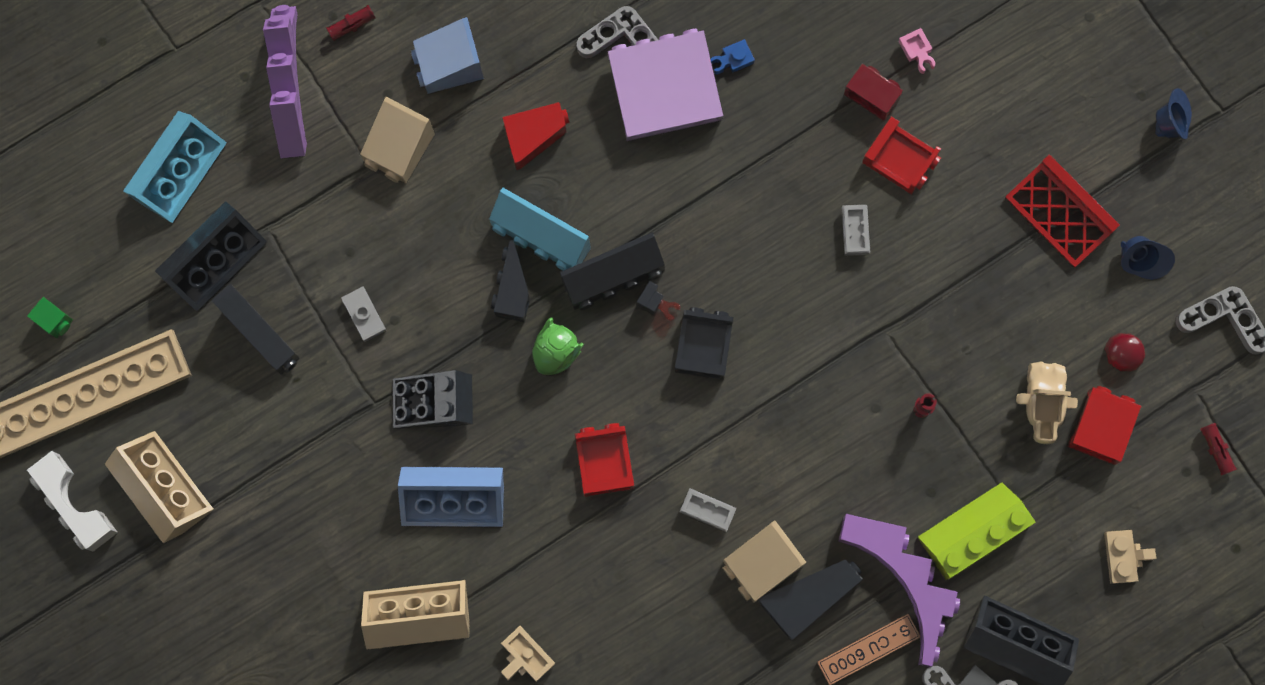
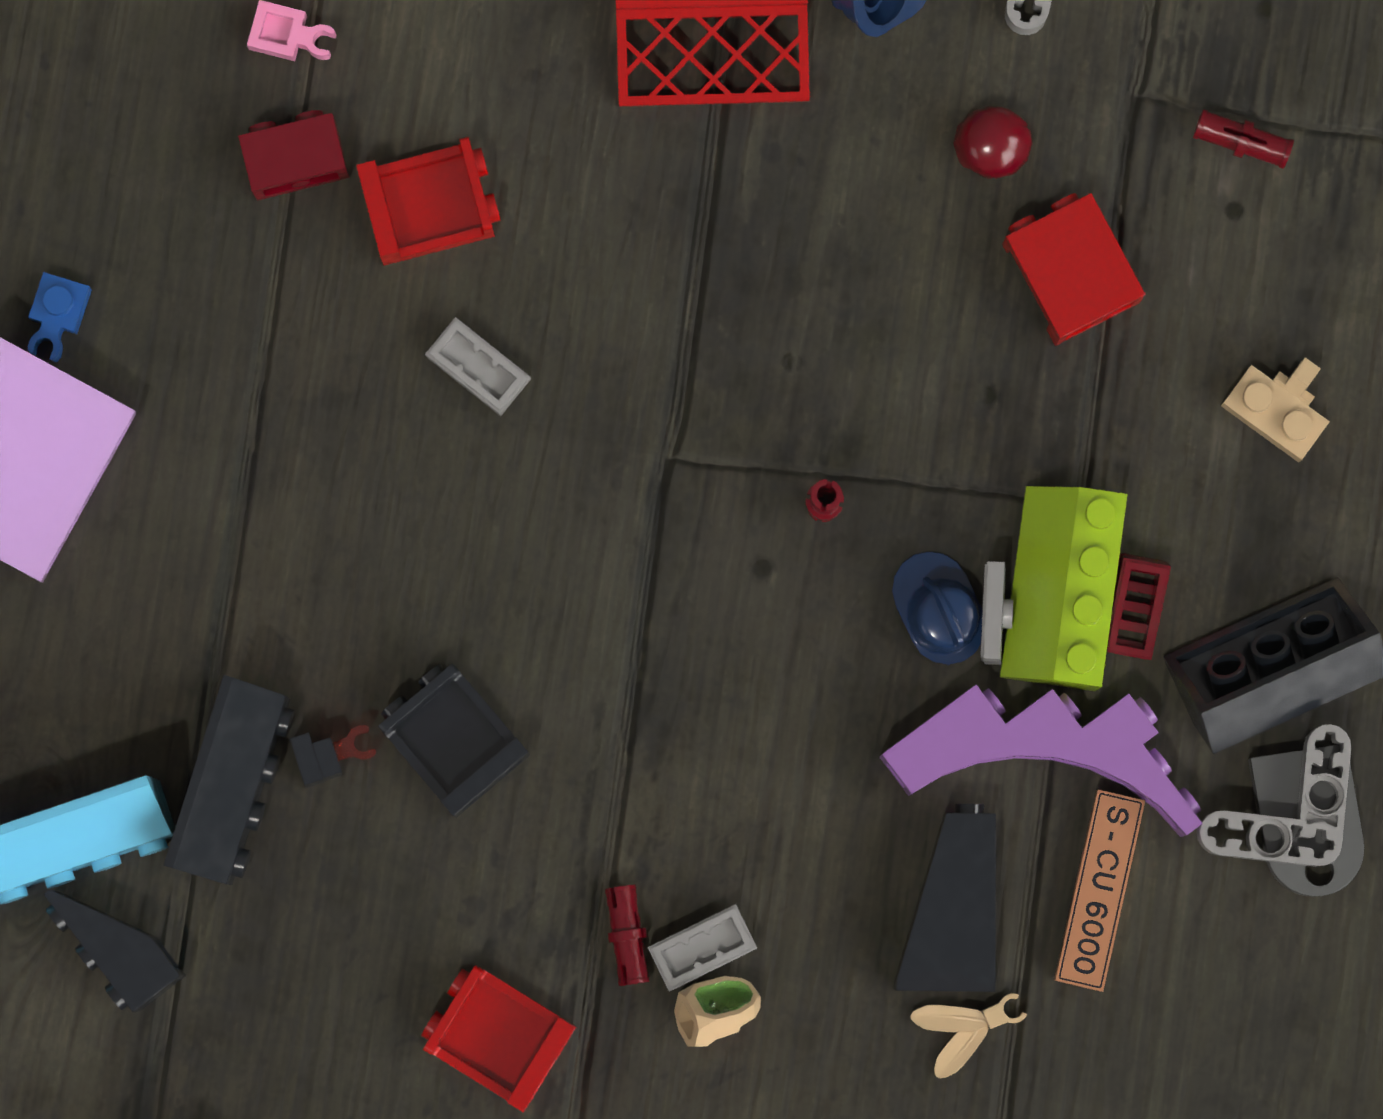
camera: 55 degrees left, 5 degrees up
(555, 349) = (268, 967): bright green helmet -> none
(687, 476) = (627, 935): none -> dark red pin
(688, 535) = (715, 1009): none -> tan rock
(763, 562) = (849, 936): tan slope -> none
(769, 644) = (970, 1028): none -> tan piece
(922, 489) = (938, 607): none -> dark blue piece
(941, 512) = (996, 613): none -> light grey plate
(998, 575) = (1157, 590): none -> dark red slope
(1046, 400) = (965, 318): tan piece -> none

